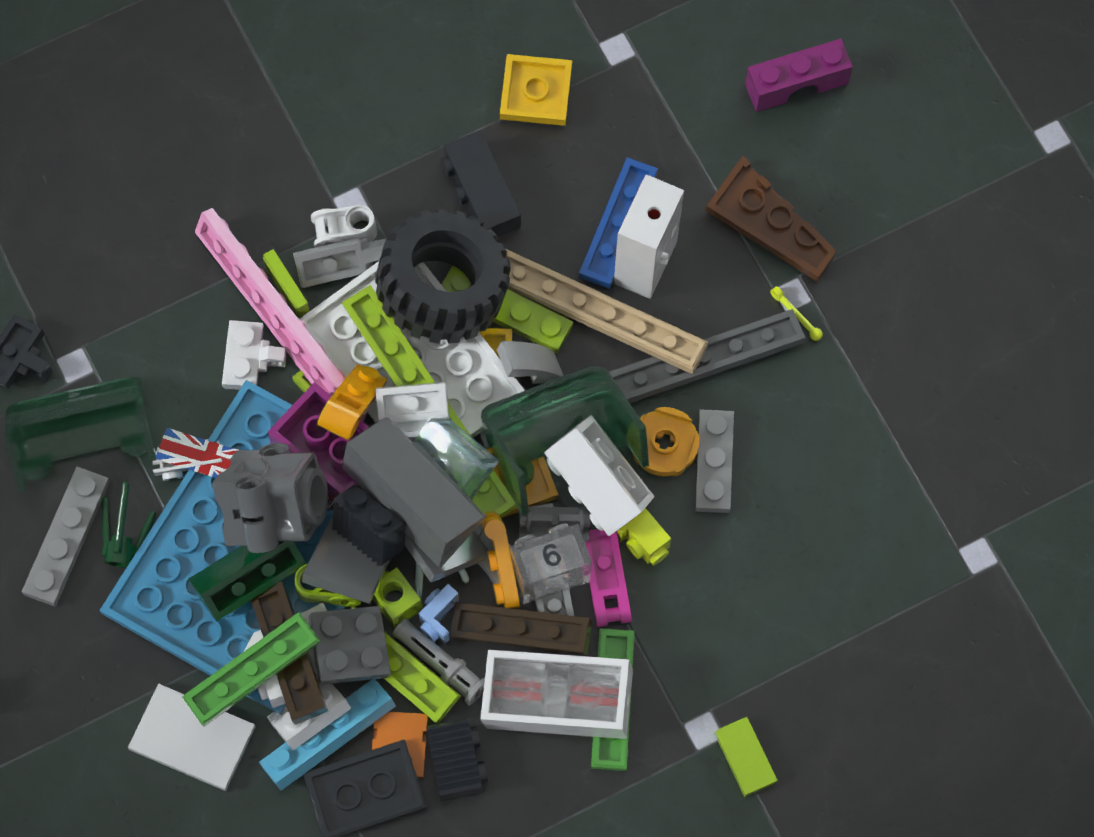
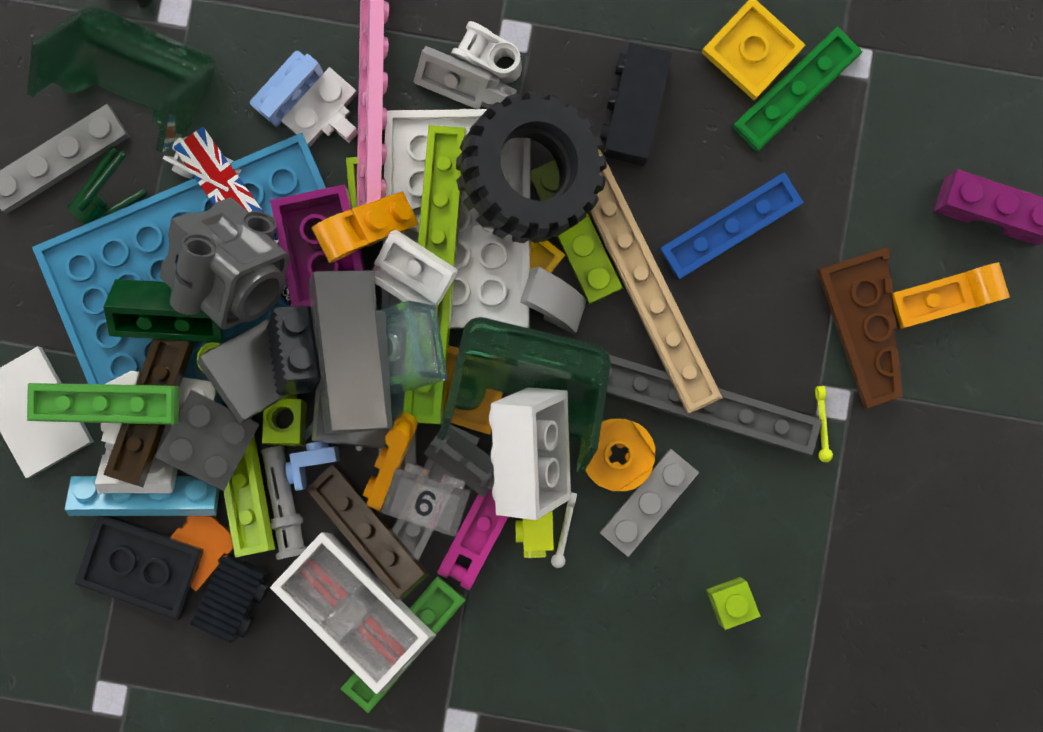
camera: 40 degrees right, 15 degrees up
(208, 356) = (286, 87): none -> light blue bracket
(285, 284) = (399, 69): lime tile -> none
(590, 96) = (797, 89): none -> green tile
(648, 236) = (741, 267): white brick -> none
(680, 551) = (558, 559): none -> white hinge
(814, 158) = (950, 295): none -> light orange plate
(832, 483) = (733, 603): none -> lime brick

